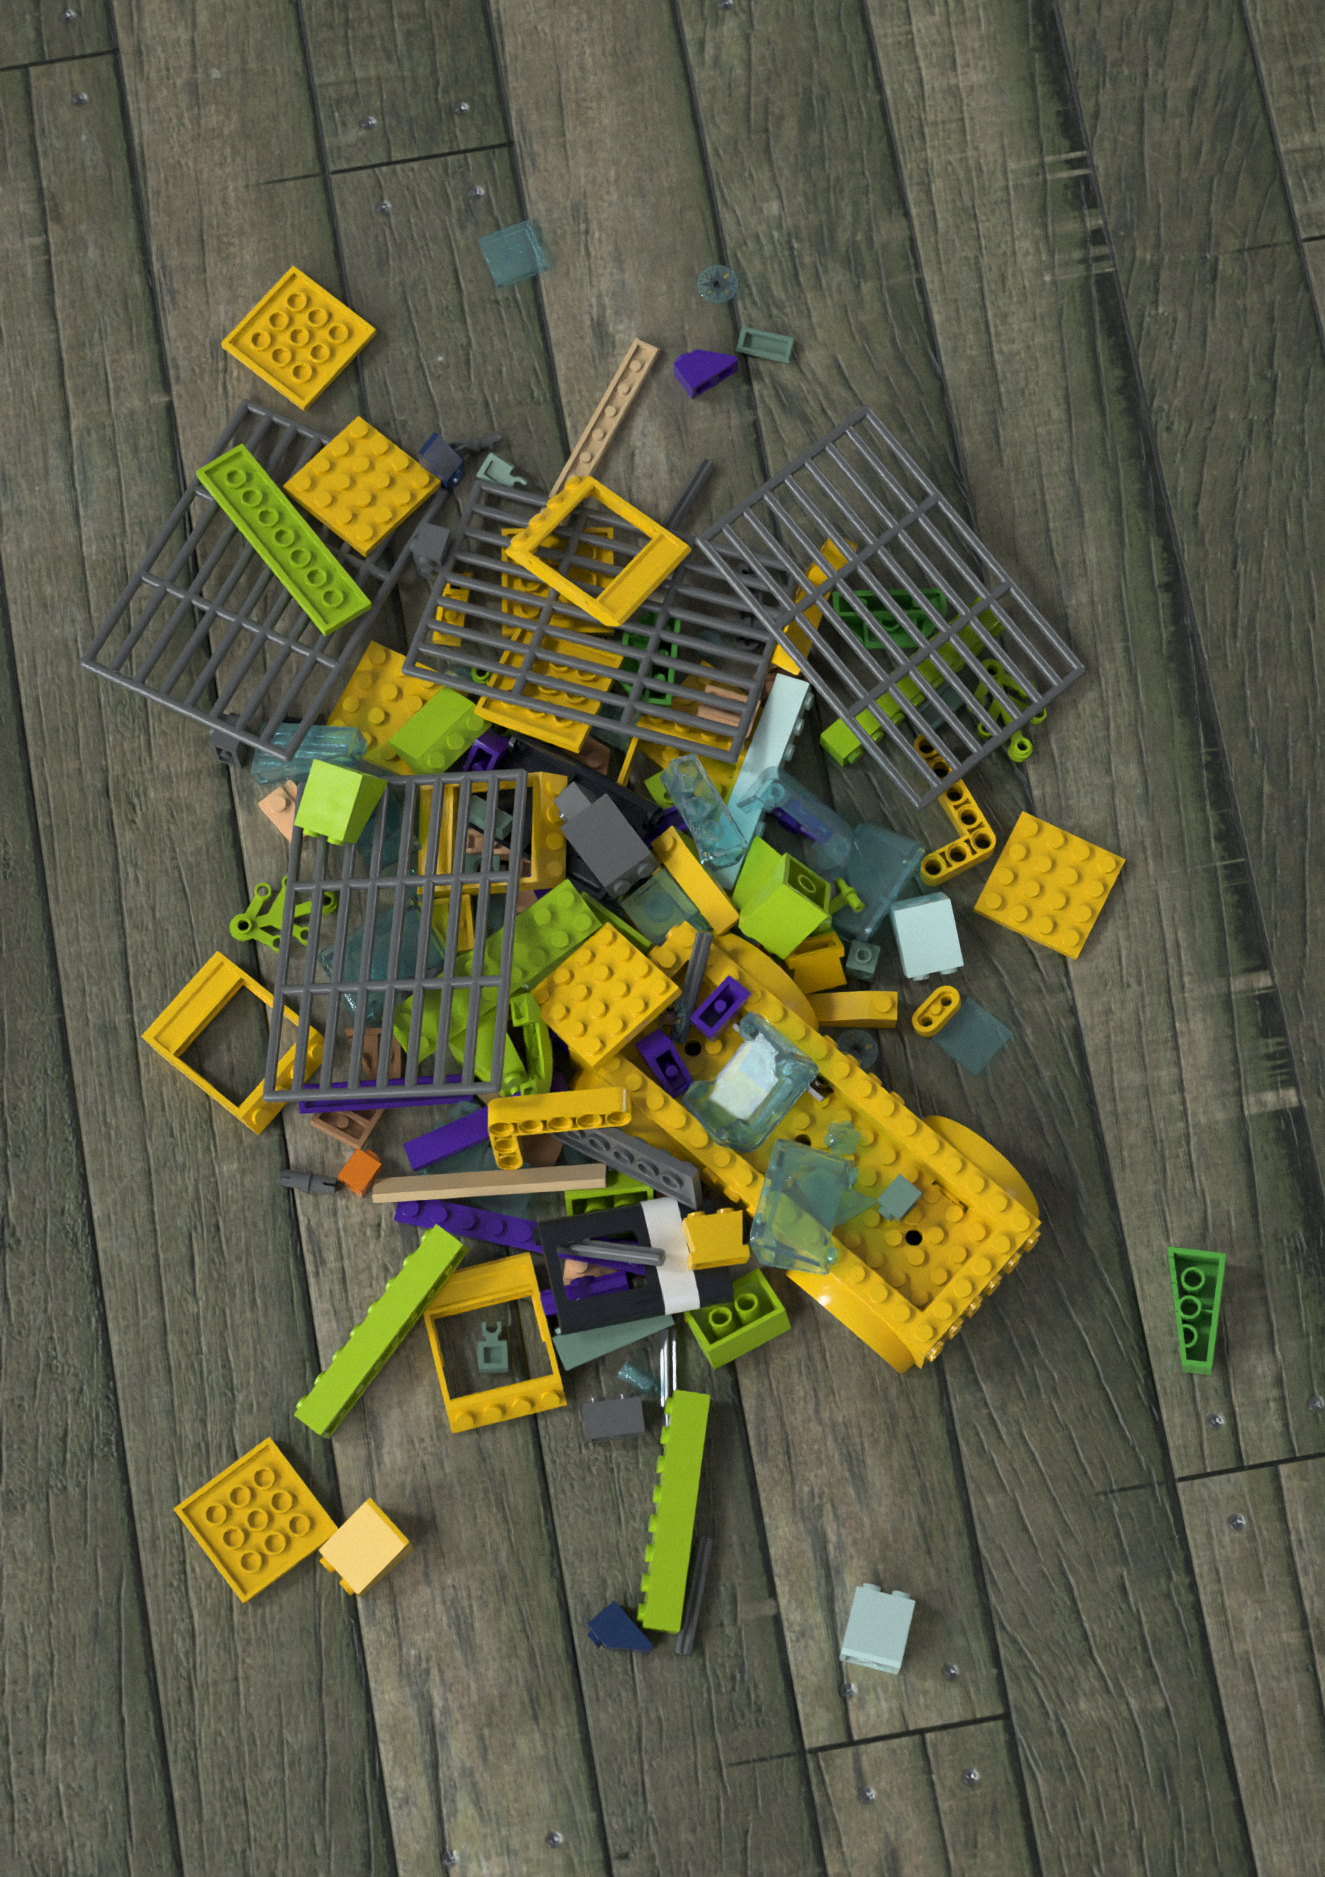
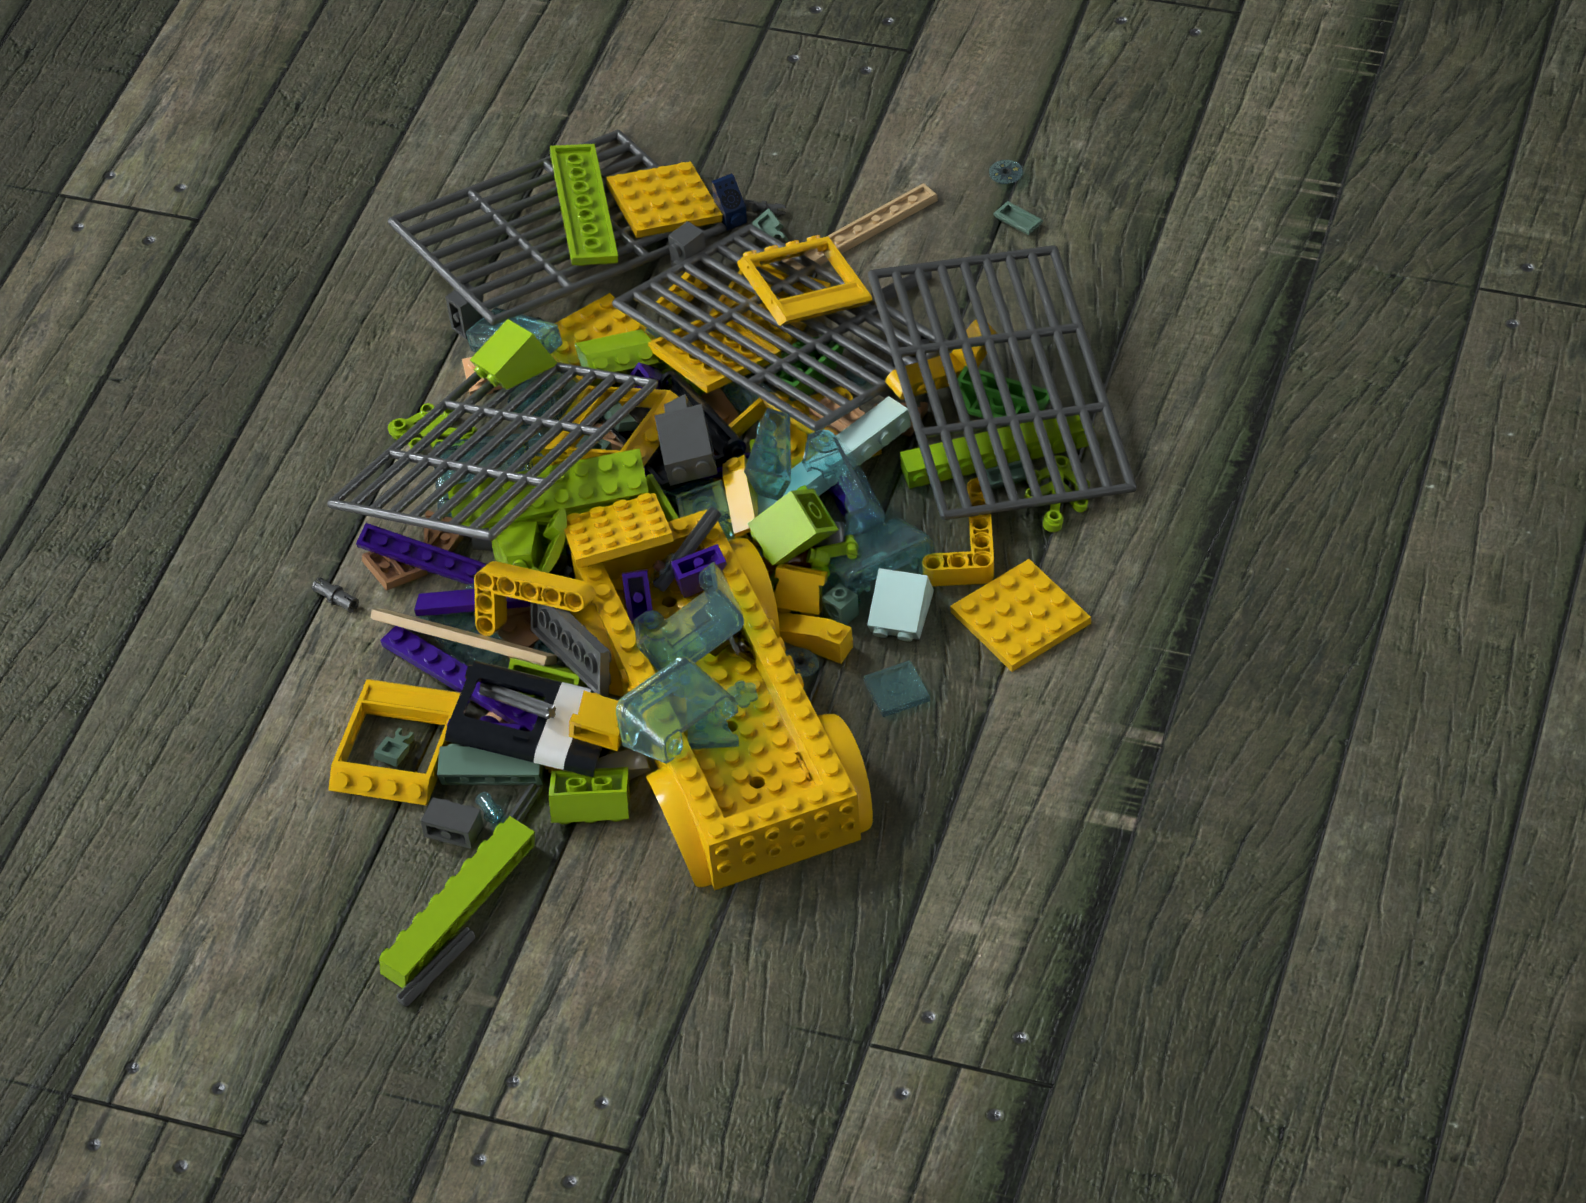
camera: 30 degrees right, 25 degrees down
(193, 1012) = (328, 462): yellow window -> none
(256, 1520) = (147, 788): yellow plate -> none
(298, 338) = (680, 107): yellow plate -> none
(361, 1171) = (376, 597): orange brick -> none
(364, 1549) = (211, 832): yellow slope -> none
(381, 1331) = (318, 697): lime brick -> none
(513, 254) = (867, 110): clear light blue tile -> none
(617, 1632) = (359, 963): dark blue slope -> none
(703, 370) = (961, 216): dark purple slope -> none
(877, 1629) = (557, 1041): light aqua slope -> none
(898, 1199) = (757, 743): sand green brick -> none
(934, 1011) = (877, 659): yellow plate -> none
(1197, 1297) = (959, 923): bright green wedge -> none

